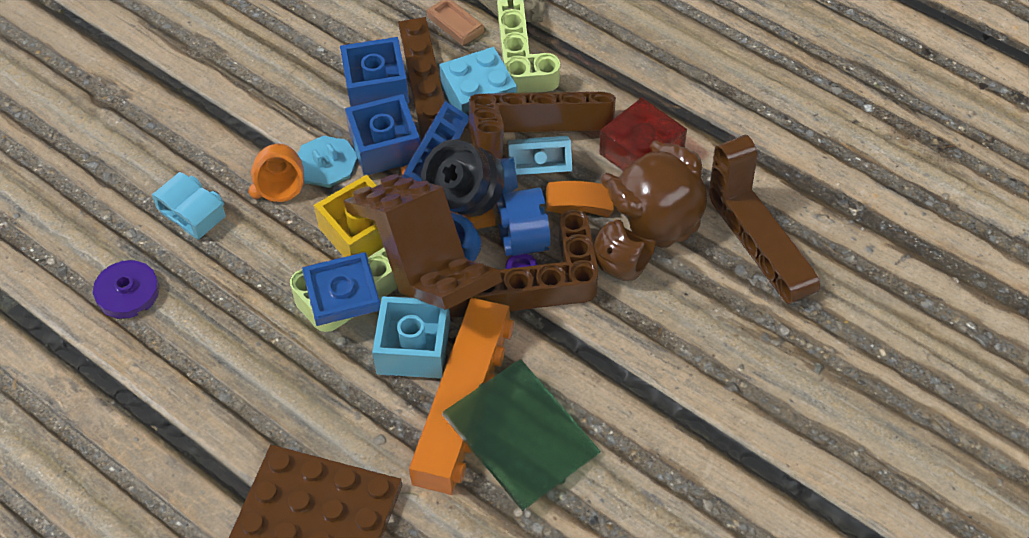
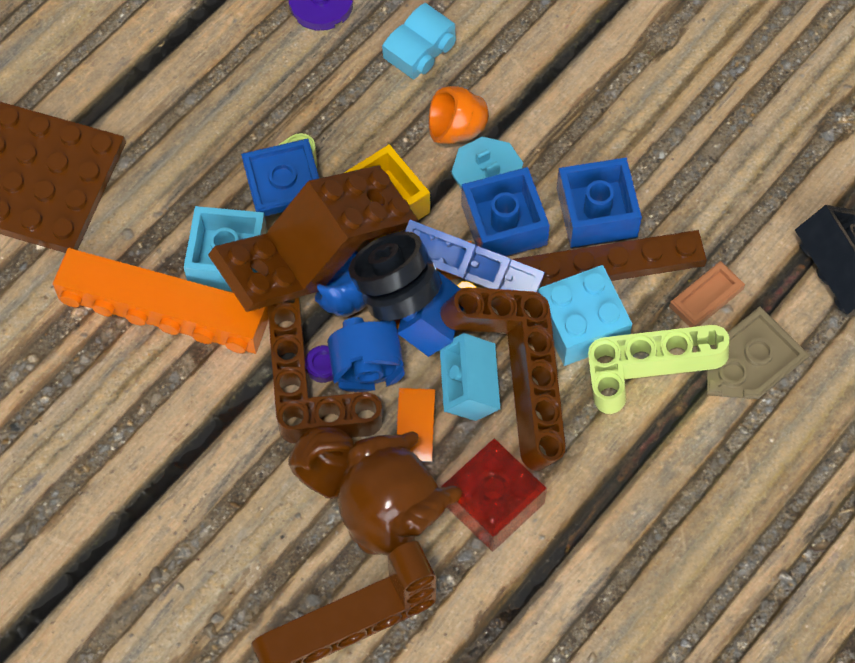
camera: 90 degrees right, 10 degrees up
(521, 434) = (103, 353): clear green piece -> none

